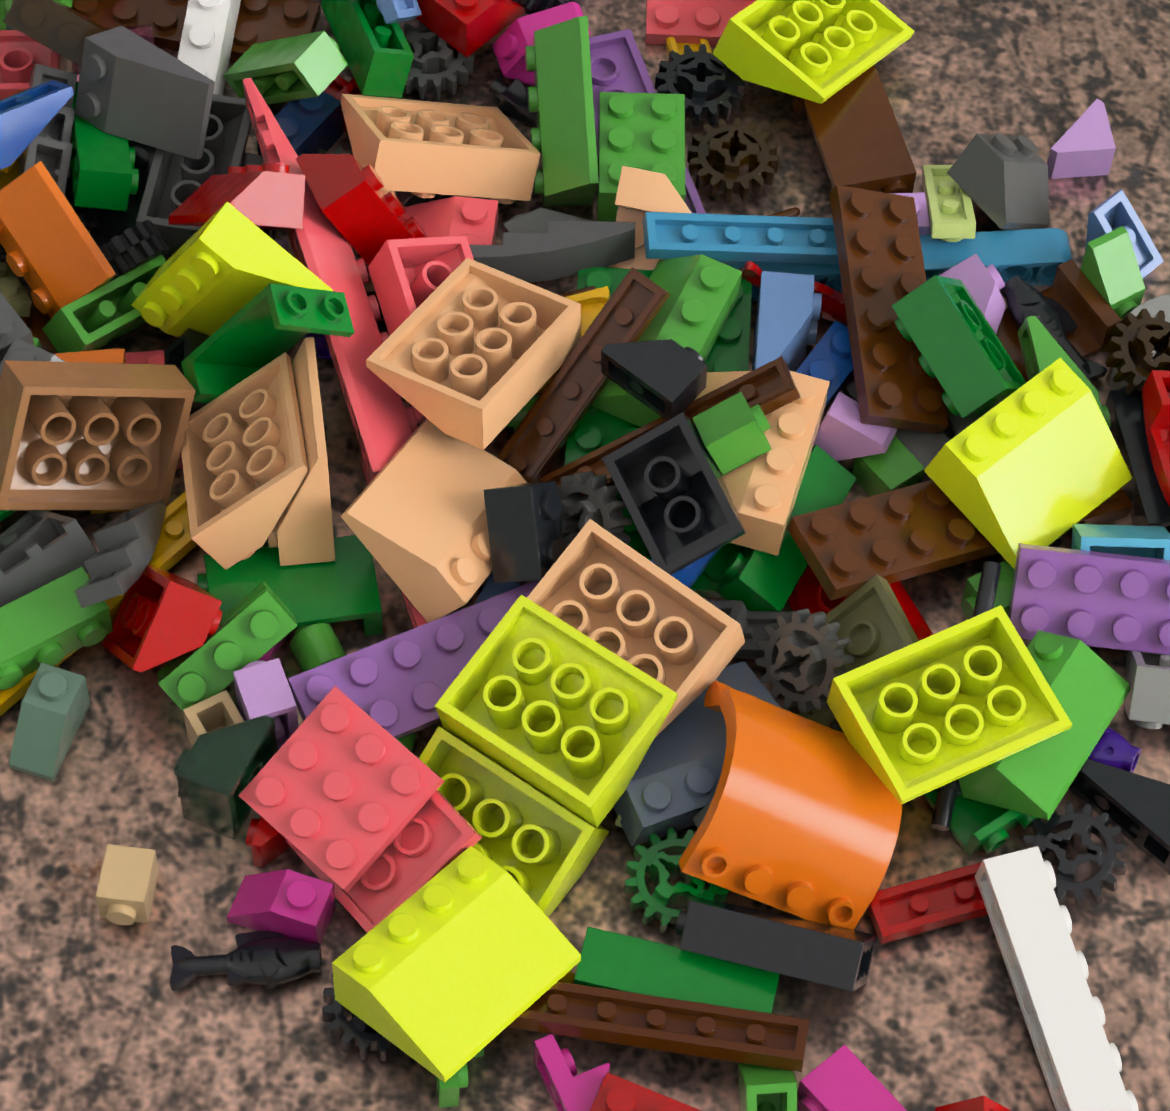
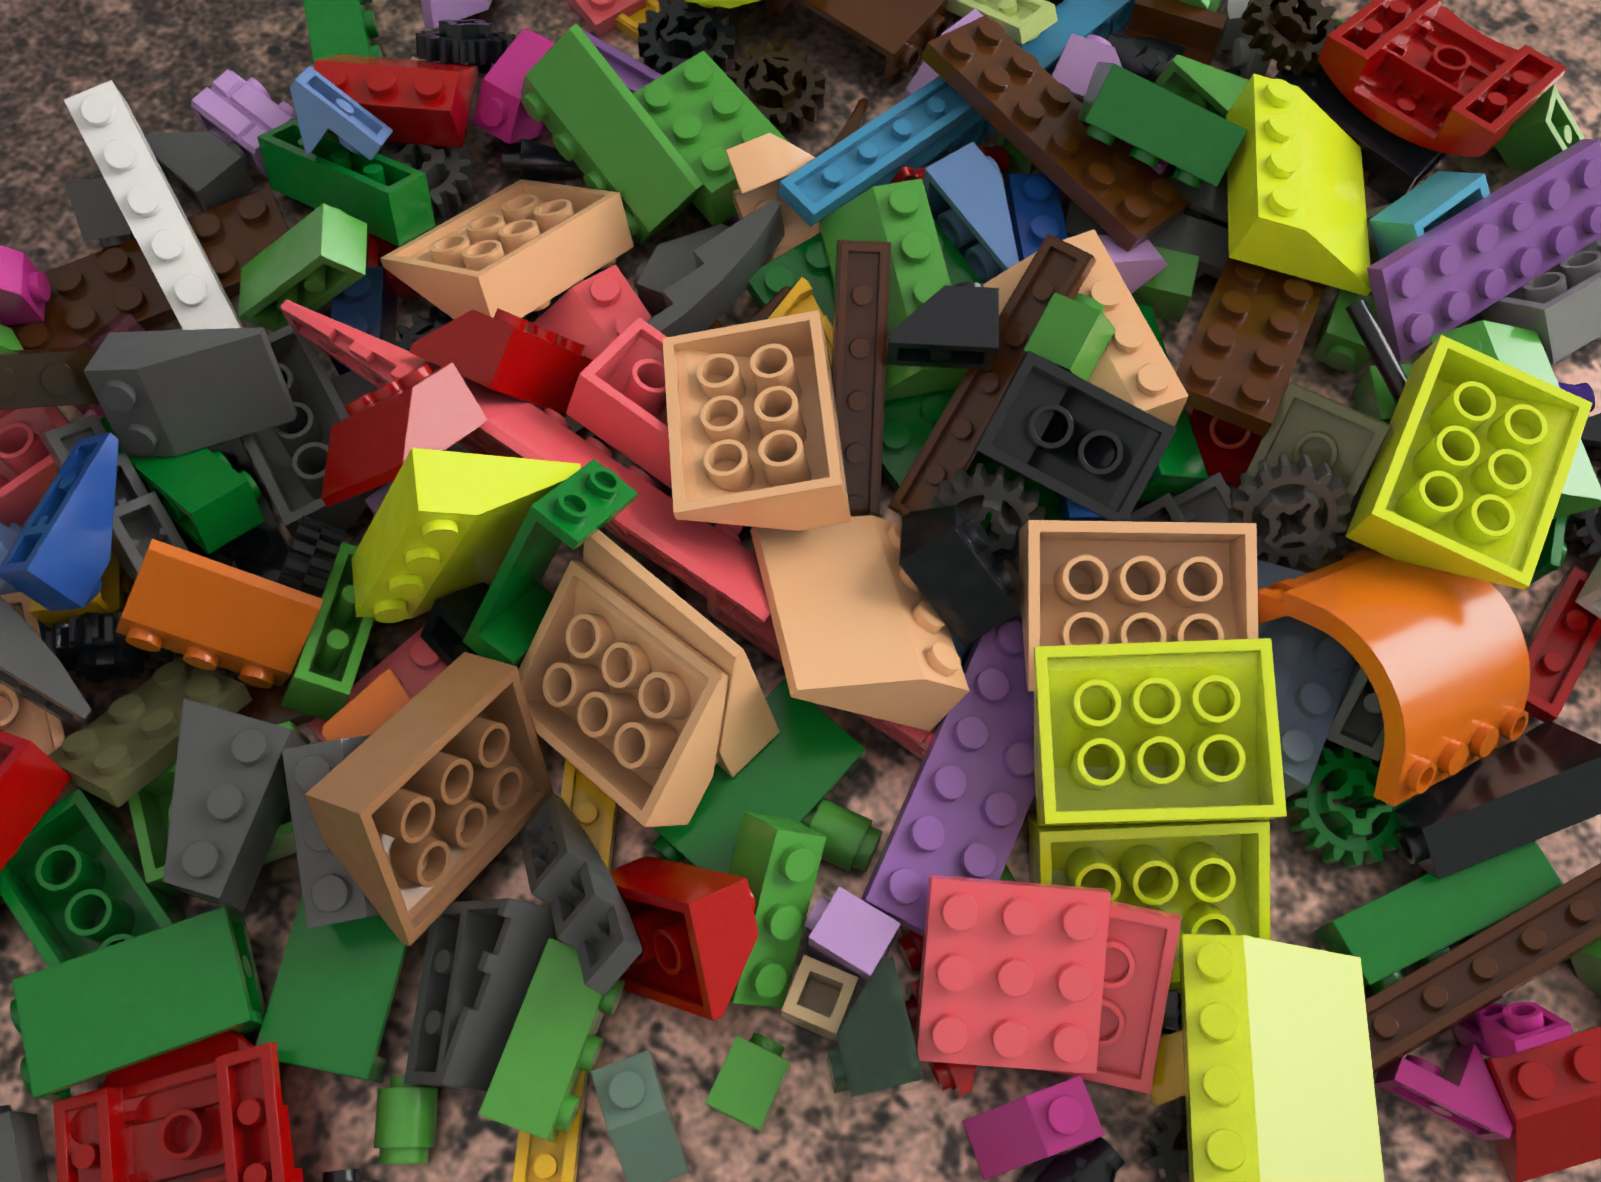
camera: 35 degrees left, 10 degrees up
(132, 751) = (749, 1081): none -> bright green brick
(640, 1065) = (1511, 1029): none -> dark pink slope

